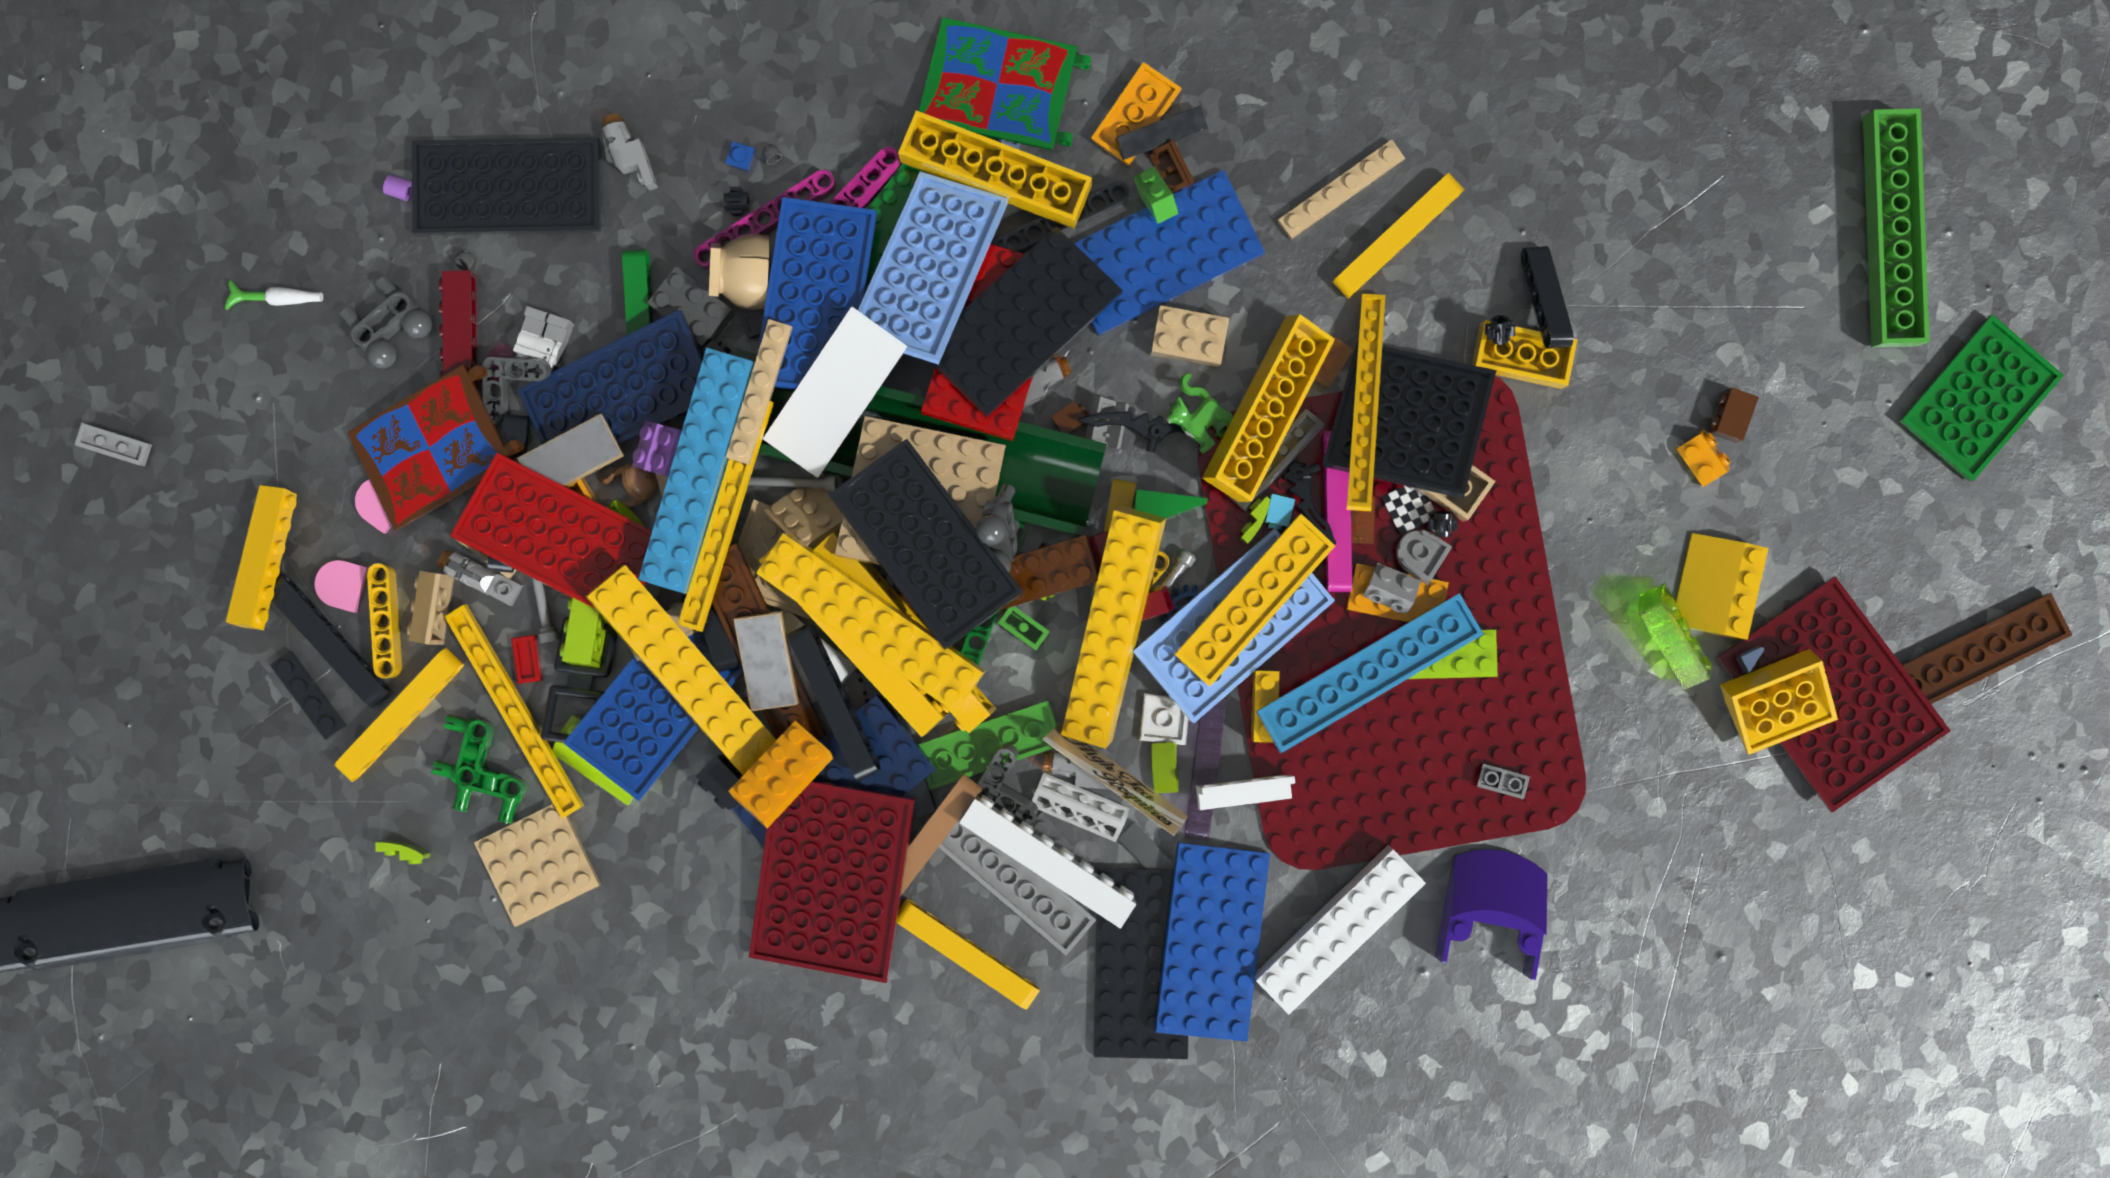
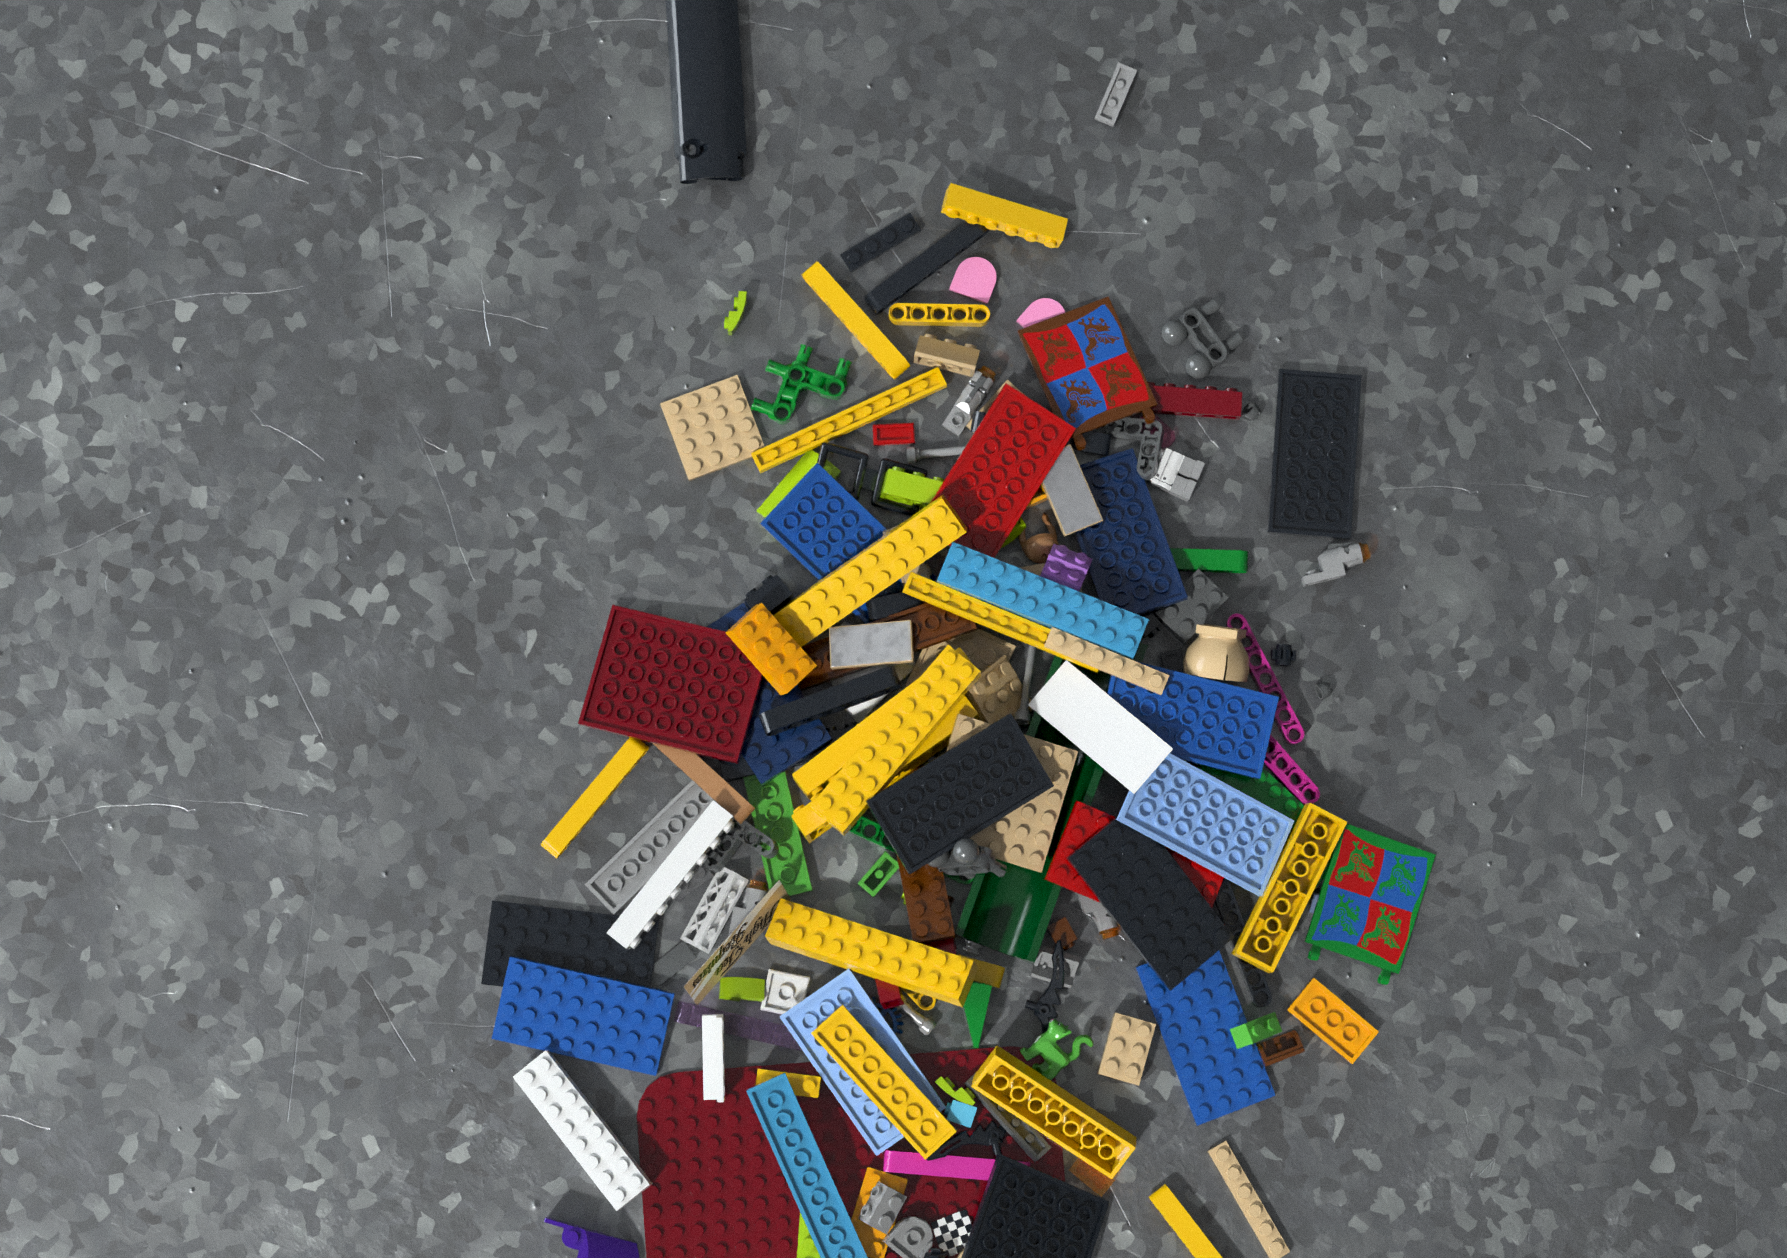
camera: 90 degrees right, 5 degrees down
(273, 295) = (1234, 242): white piece -> none
(398, 187) = (1321, 359): medium lavender gear -> none
(740, 156) = (1324, 662): blue plate -> none
(1161, 132) = (1313, 1041): black tile -> none
(1363, 525) = (946, 1188): clear orange plate -> none
(1366, 403) = (1051, 1199): yellow plate -> none

